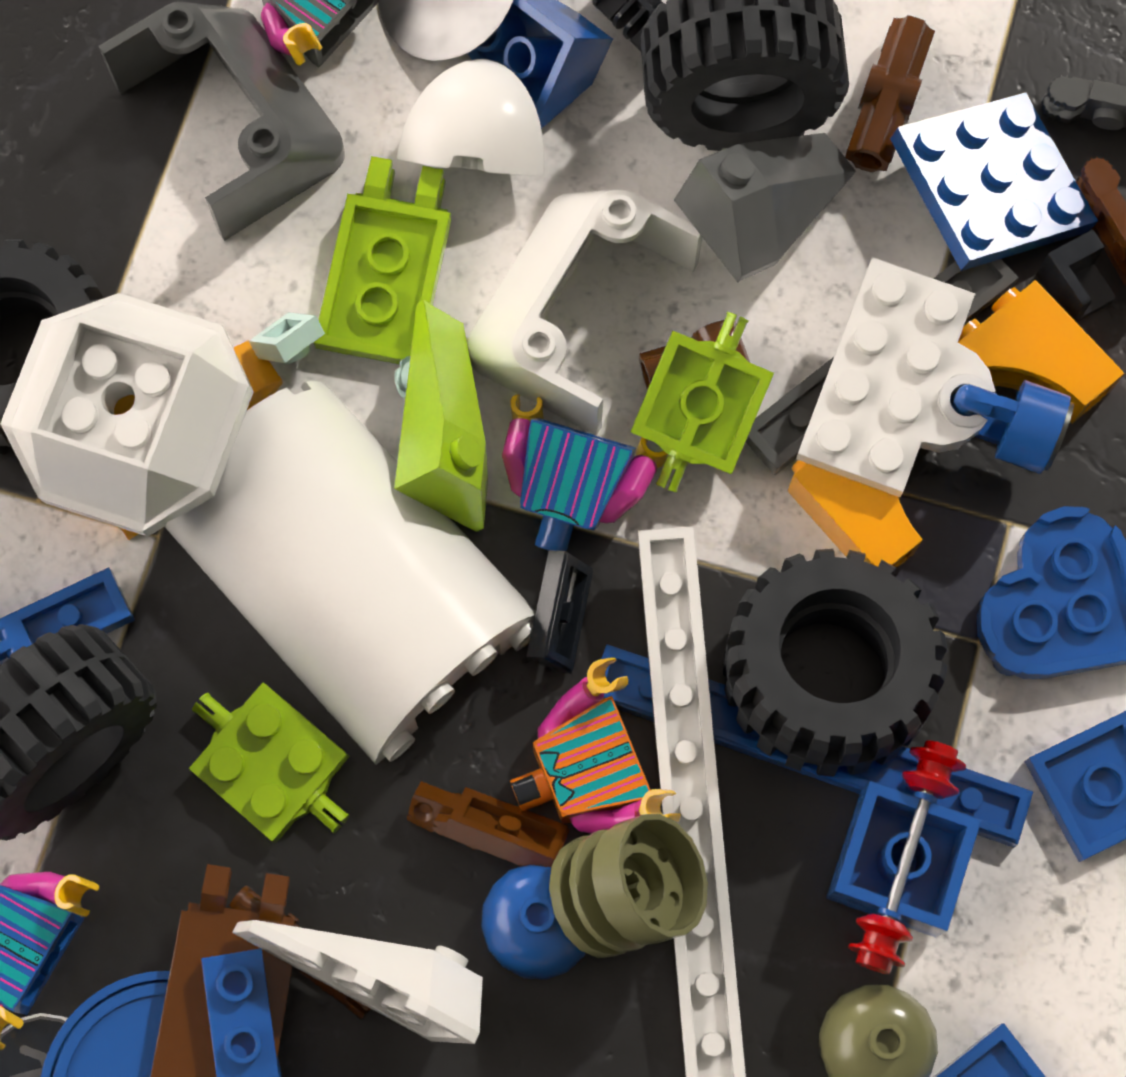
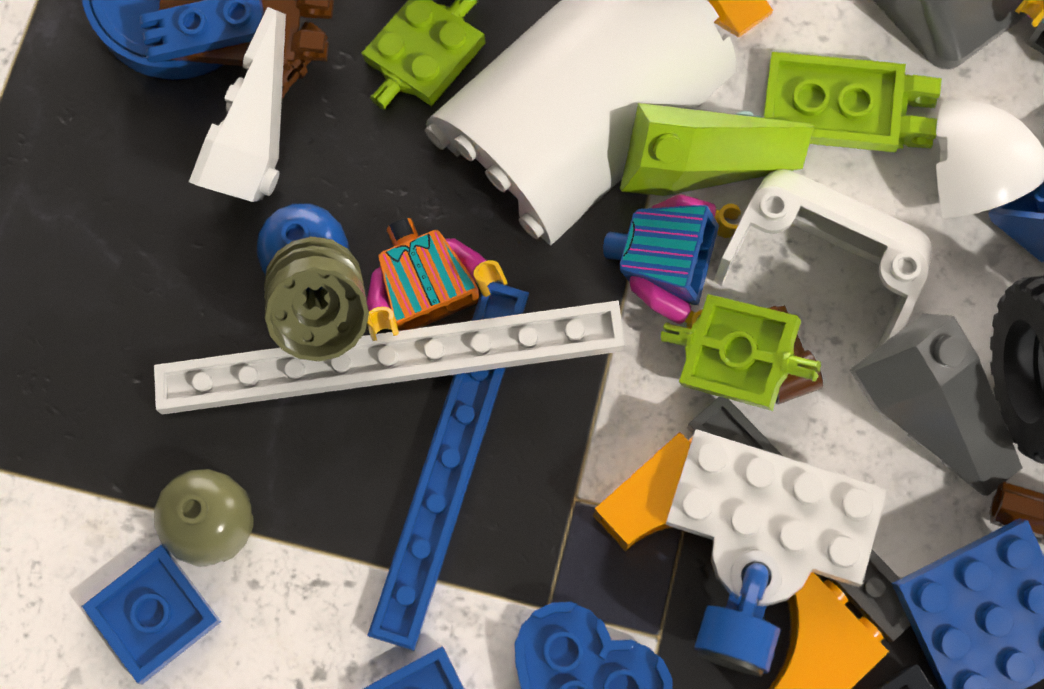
camera: 90 degrees right, 0 degrees up
(287, 338) = (771, 29): light aqua plate -> none
(488, 825) = (375, 207): reddish brown hinge -> none
(560, 612) = (552, 245): black tile -> none
(859, 599) = (554, 419): black tyre -> none
(905, 858) = (345, 528): blue brick -> none

